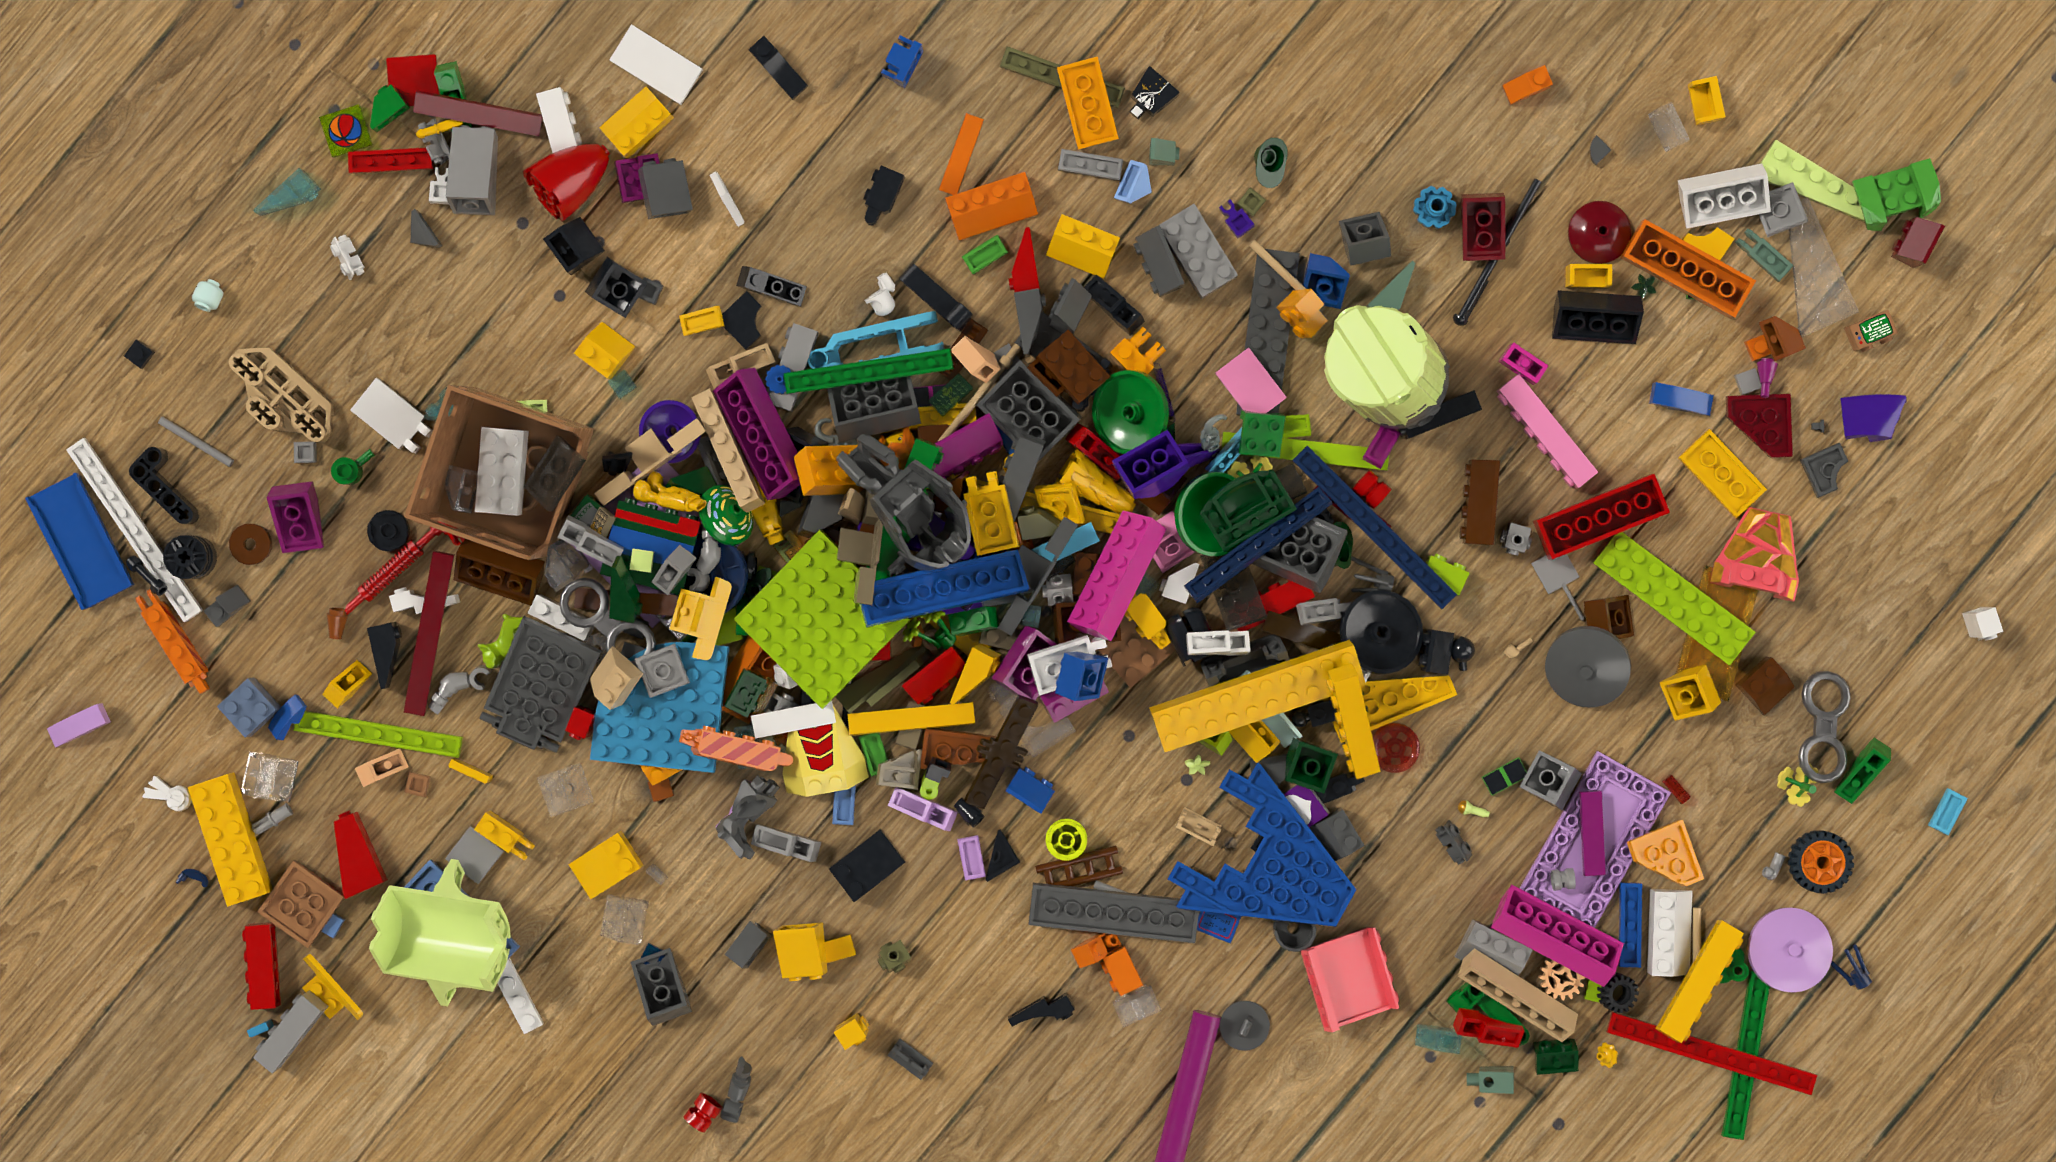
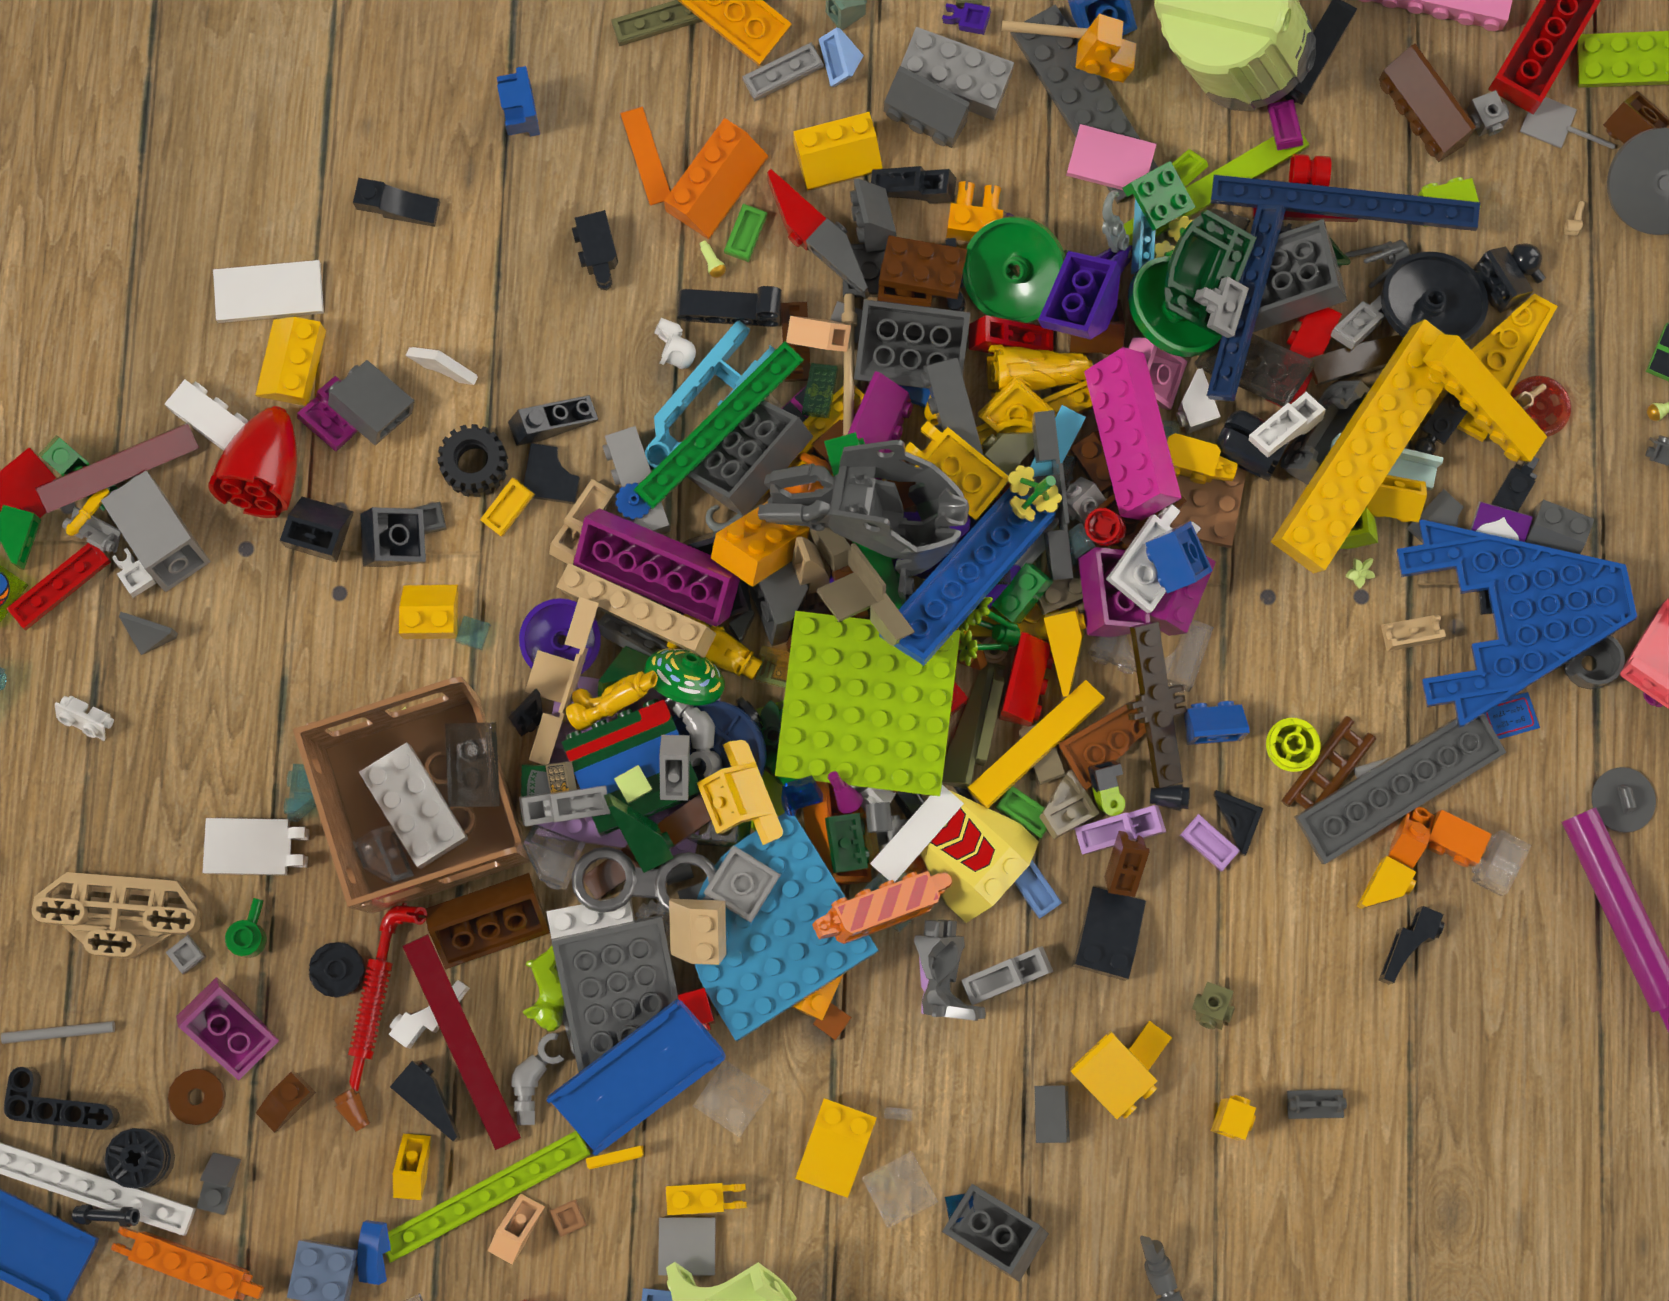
camera: 35 degrees left, 10 degrees down
(301, 587) = (284, 1101): none -> reddish brown slope
(516, 736) = (637, 1076): none -> blue ladder
(688, 262) = (473, 439): none -> black tyre
(740, 641) = (800, 794): none -> clear blue plate
(767, 665) = (846, 796): none -> magenta cone
(776, 692) = (878, 817): none -> dark grey beam
(906, 834) = (1126, 865): none -> reddish brown hinge
(948, 262) = (715, 267): none -> yellowish green piece
(1029, 573) = (1044, 497): none -> light yellow plant
(1052, 621) = (1105, 527): none -> red wheel
(1057, 965) = (1387, 883): none -> yellow slope
(1238, 538) = (1224, 305): none -> light grey hinge
(1309, 765) = (1473, 481): dark green slope -> none
(1388, 738) = (1527, 398): none -> tan hand

